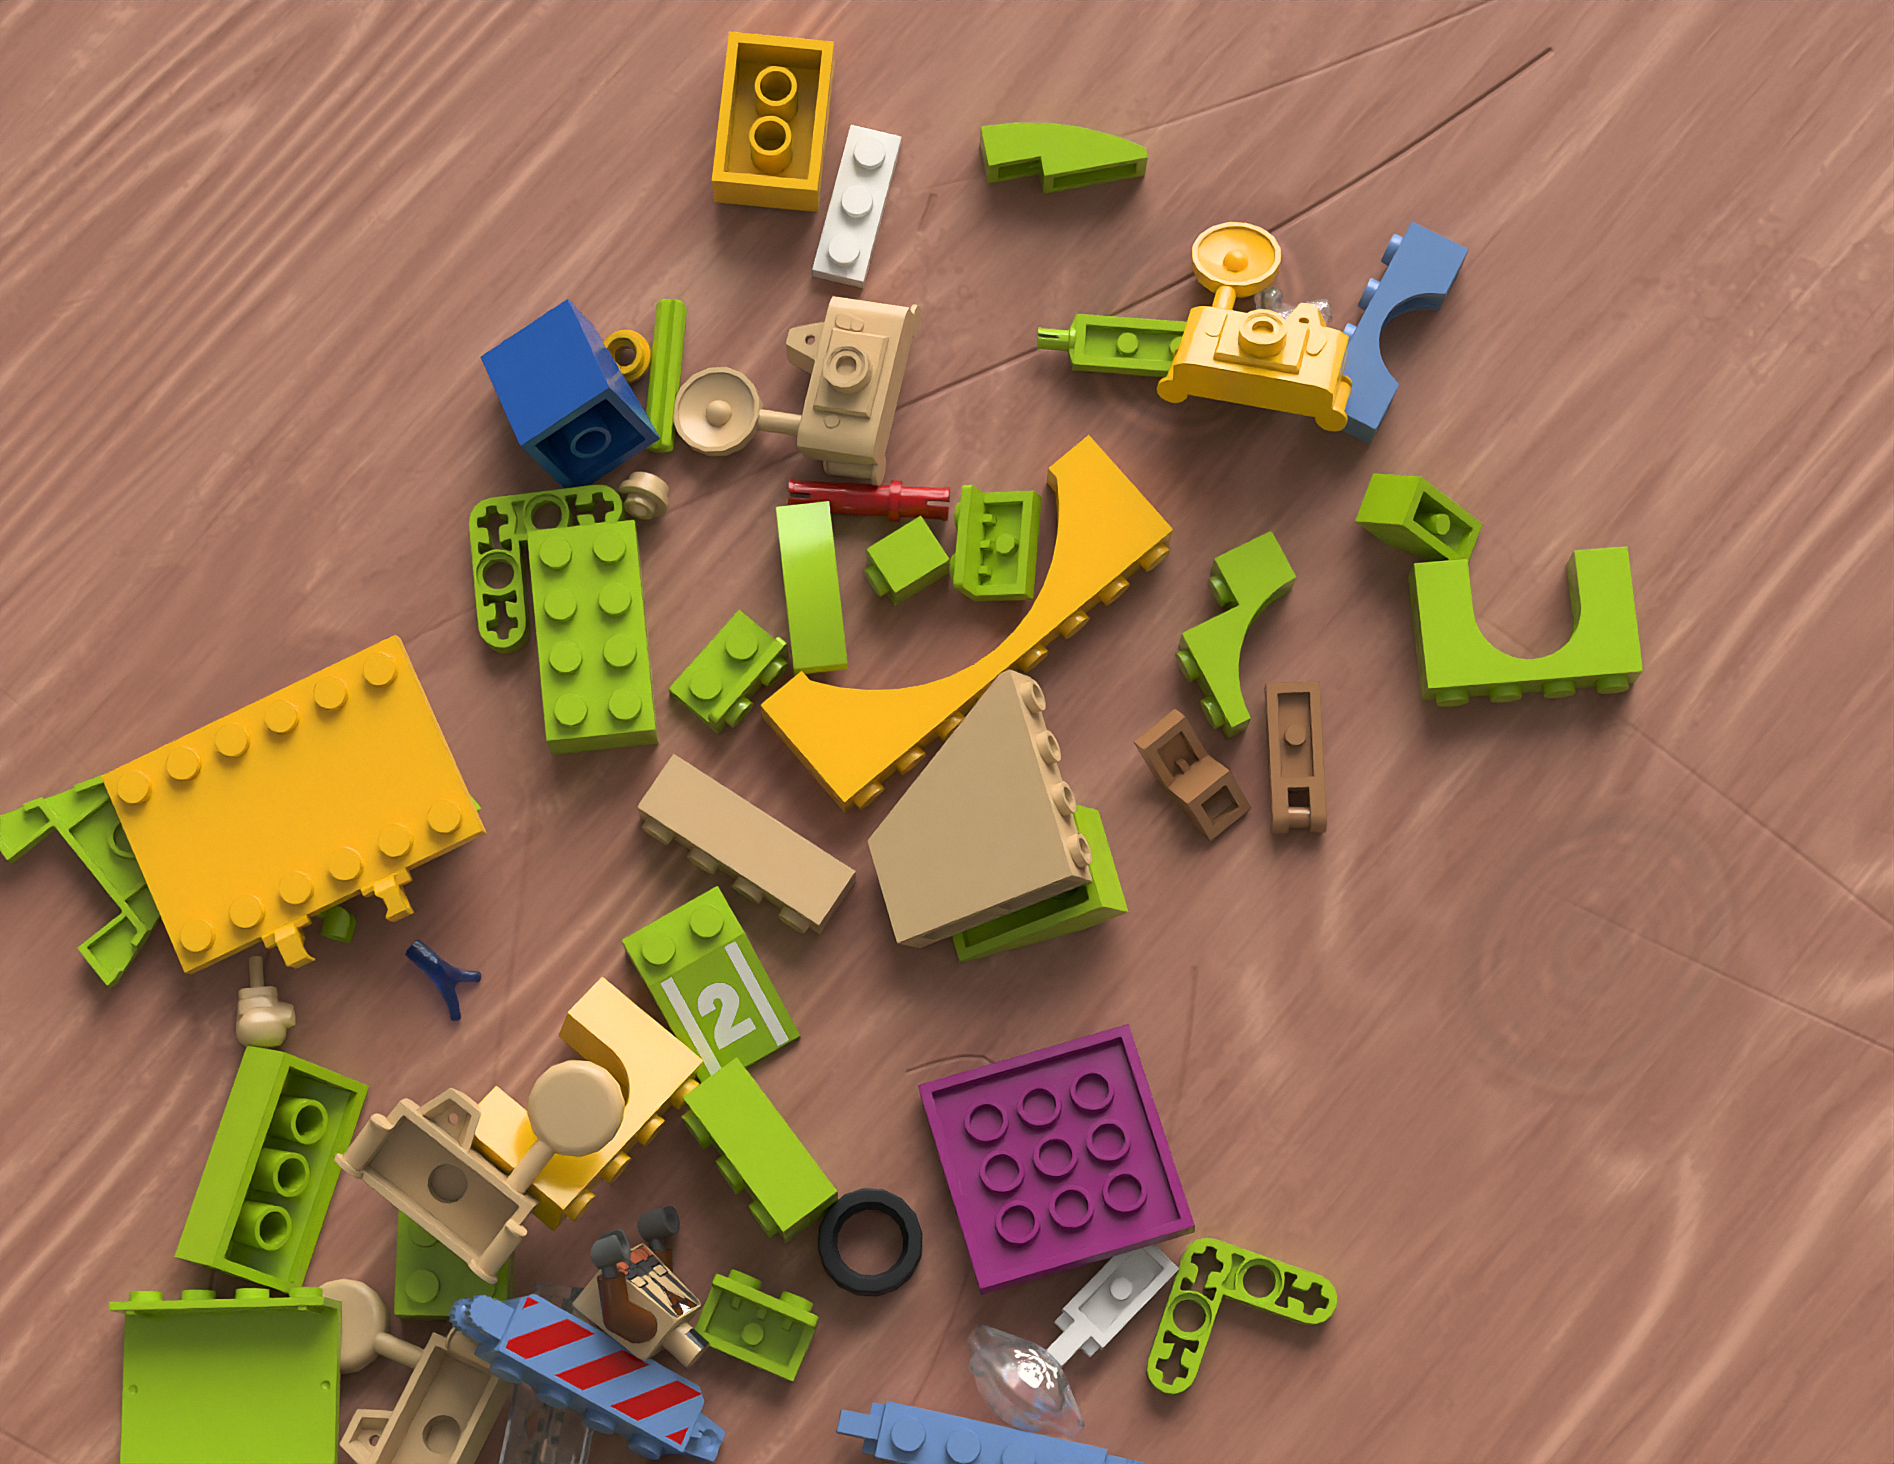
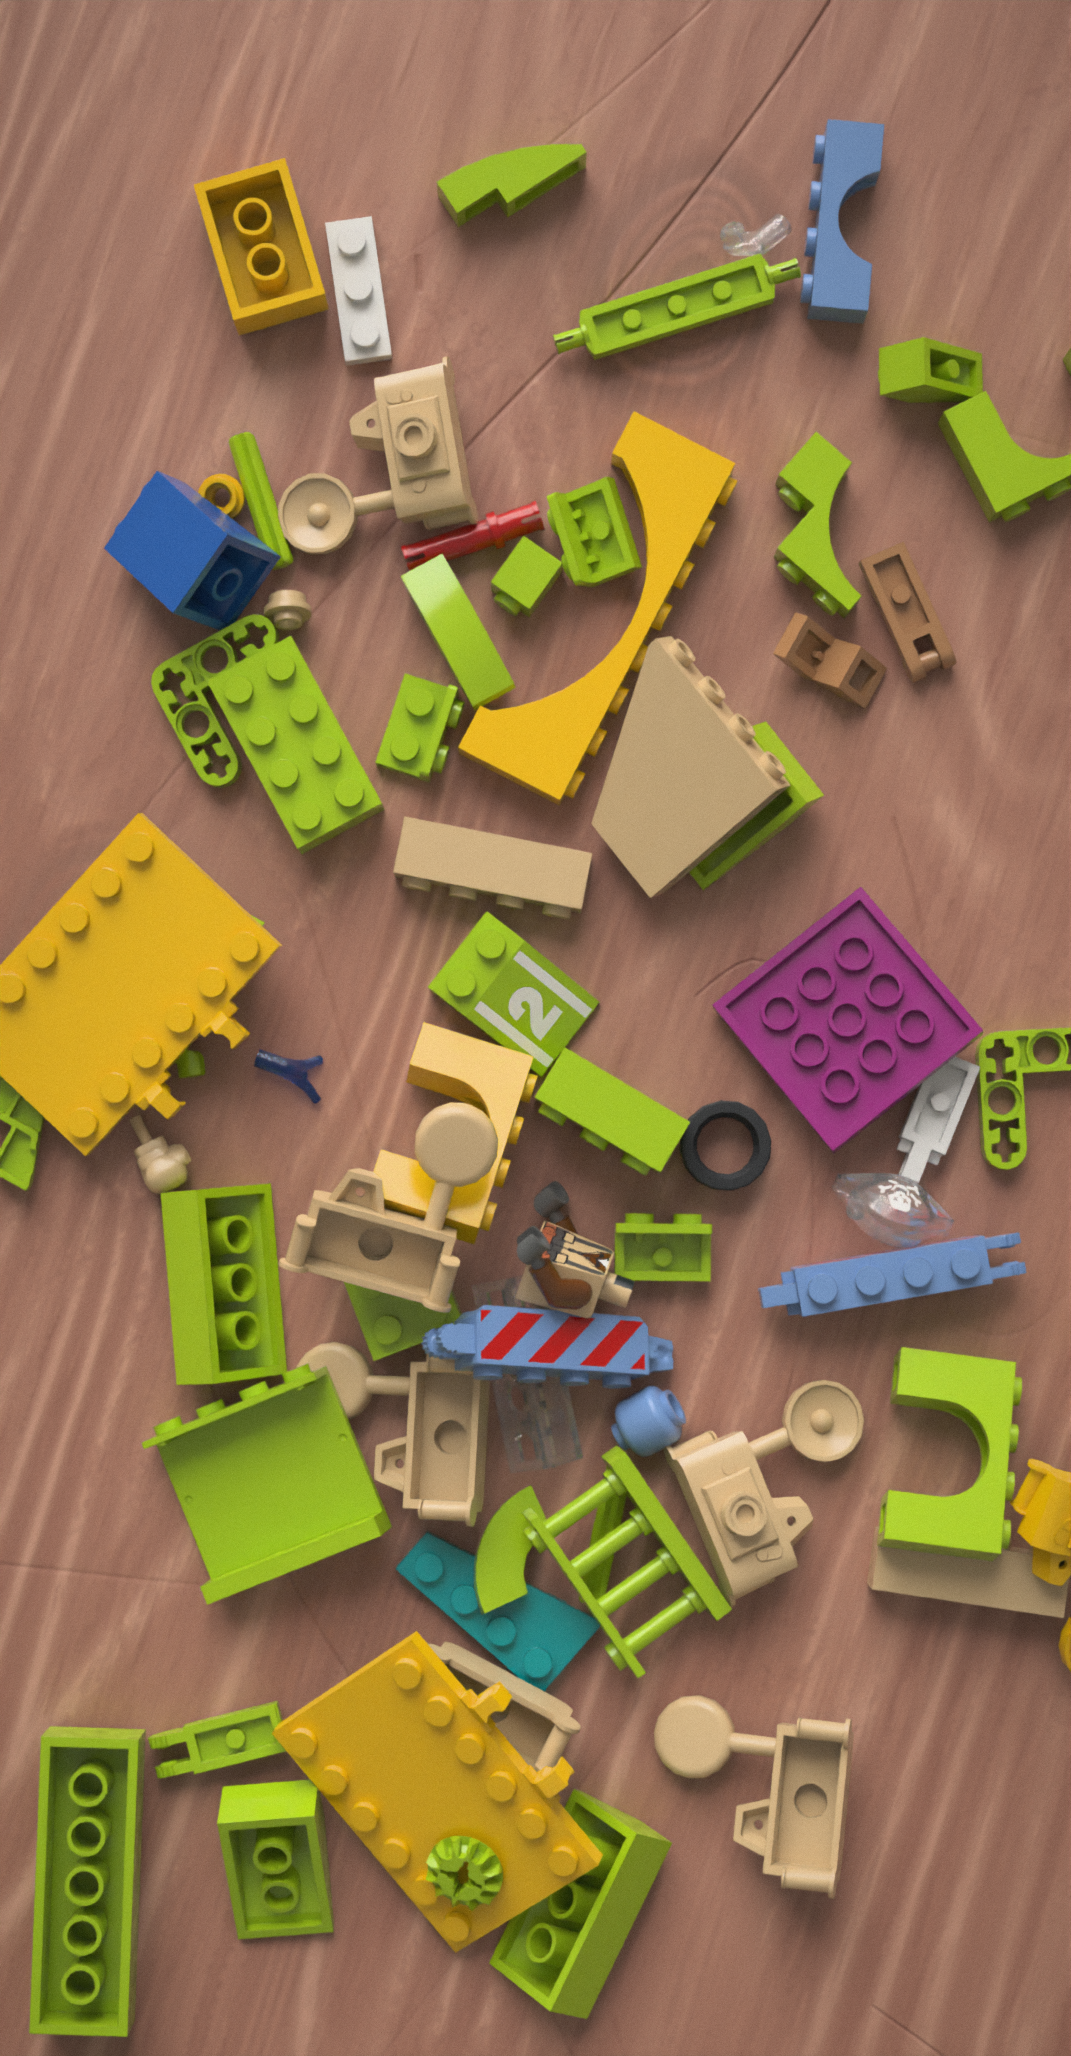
camera: 20 degrees left, 10 degrees up
(1256, 354) = (744, 292): yellow piece -> none

